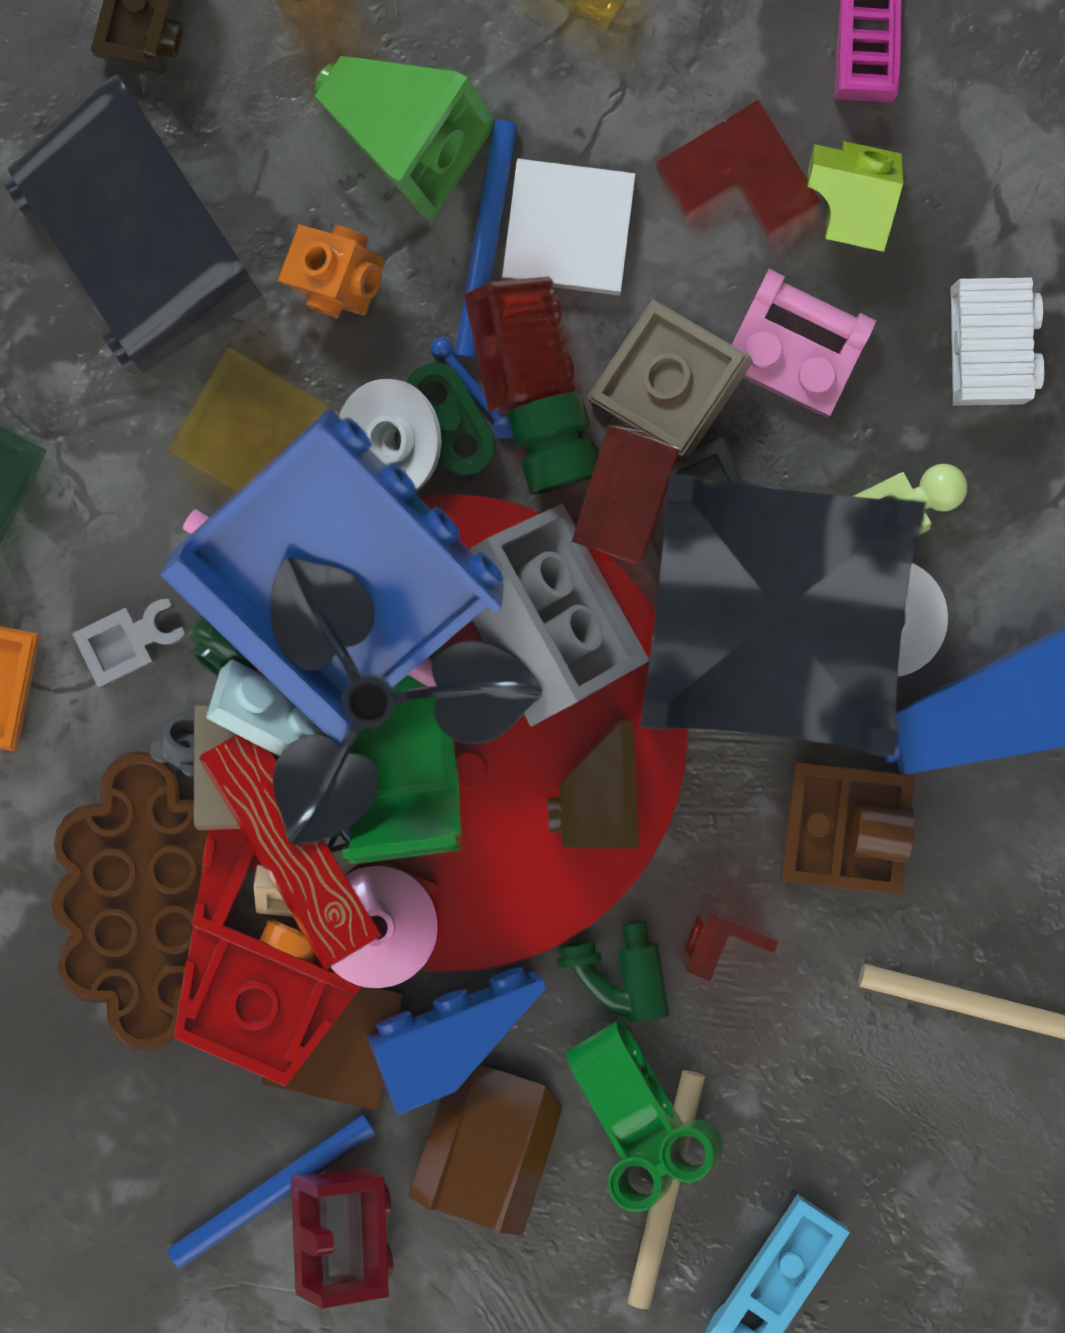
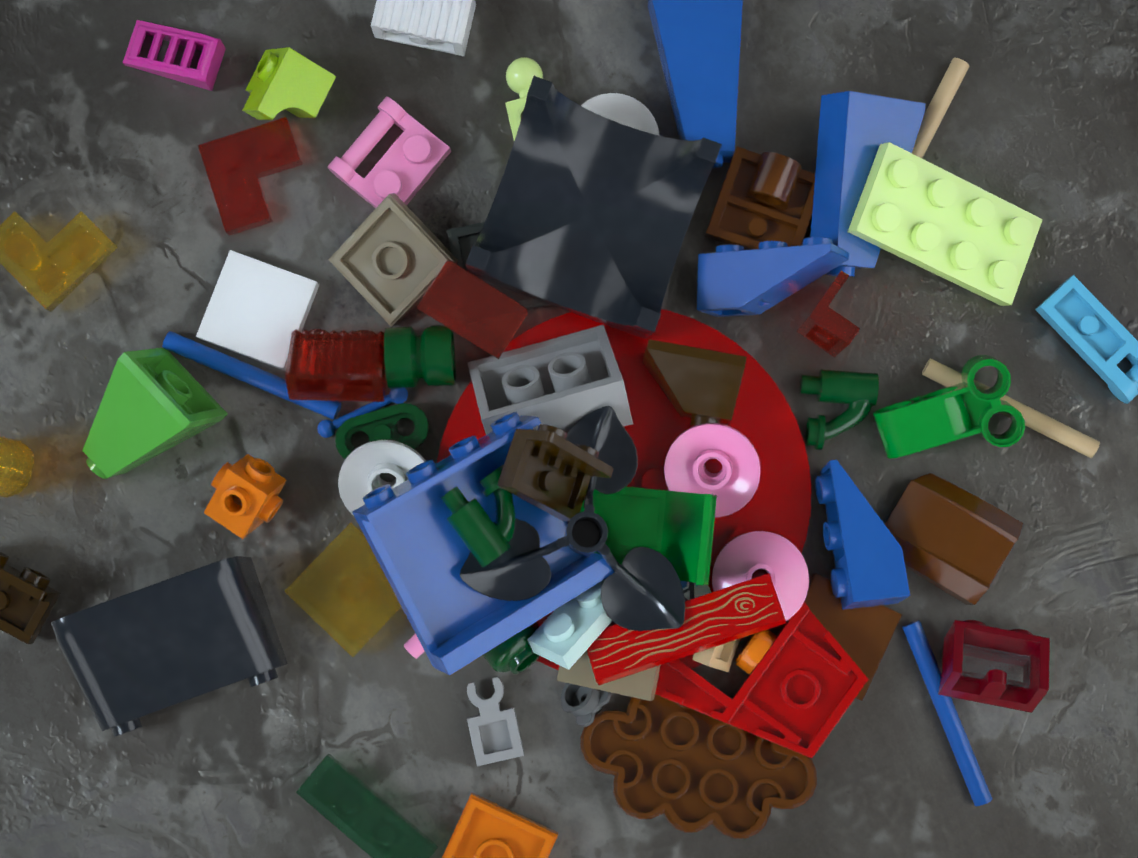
camera: 75 degrees left, 5 degrees down
(349, 560) = (474, 525): none -> dark green plant
(438, 638) = (551, 470): none -> dark brown bracket
(483, 864) = (740, 466): none -> bright pink dish
(746, 837) = (755, 280): none -> blue slope
(874, 1058) = (945, 224): none -> yellowish green plate
(909, 937) = (848, 141): none -> blue slope

